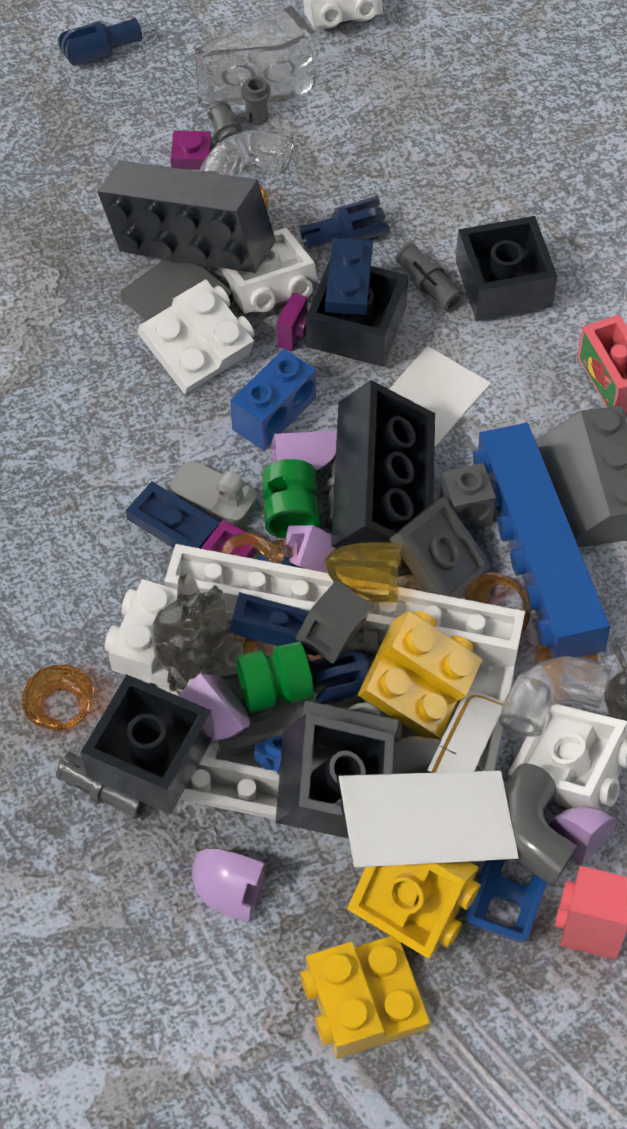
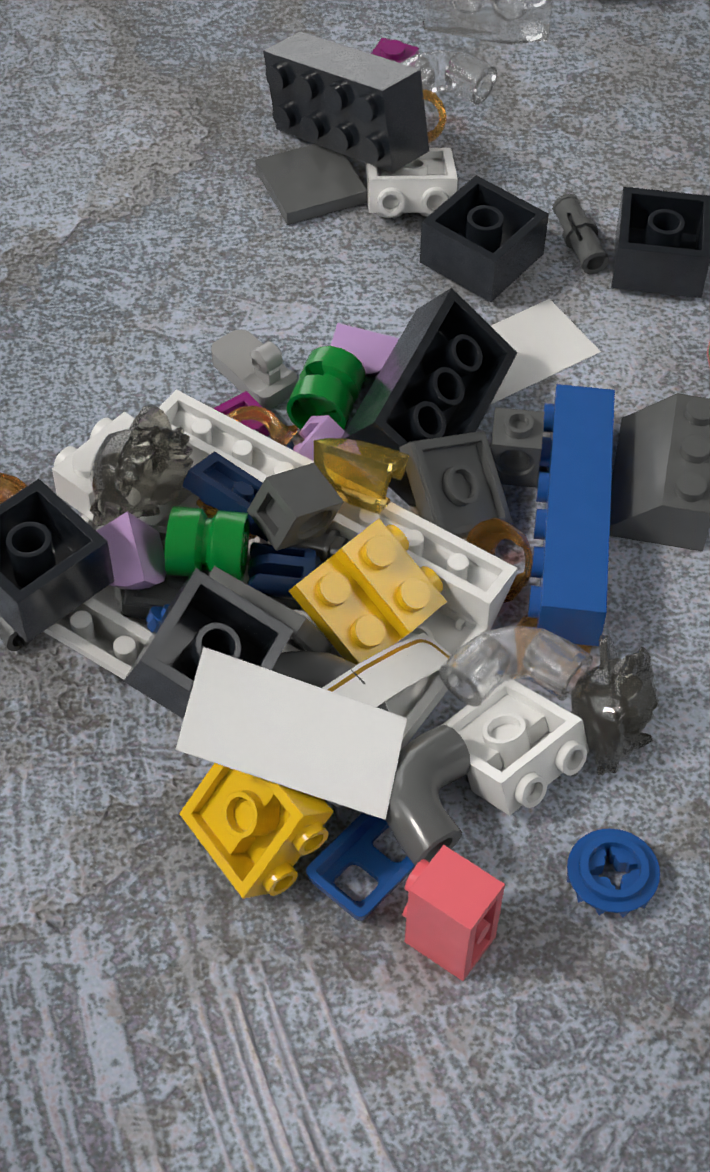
camera: 20 degrees right, 5 degrees down
(170, 518) = (194, 372): dark blue plate -> none
(198, 336) = (310, 218): white plate -> none
(223, 121) = (436, 37): dark grey pin -> none
(228, 882) = (72, 745): lavender brick -> none
(255, 93) = (477, 21): dark grey pin -> none
(273, 399) = (357, 293): blue brick -> none
(292, 322) = (407, 232): magenta plate -> none
(349, 276) = (483, 195): dark blue plate -> none
(352, 221) = (517, 162): dark blue arm -> none
(363, 995) = (152, 913): yellow plate -> none
(586, 828) = (486, 823): lavender brick -> none

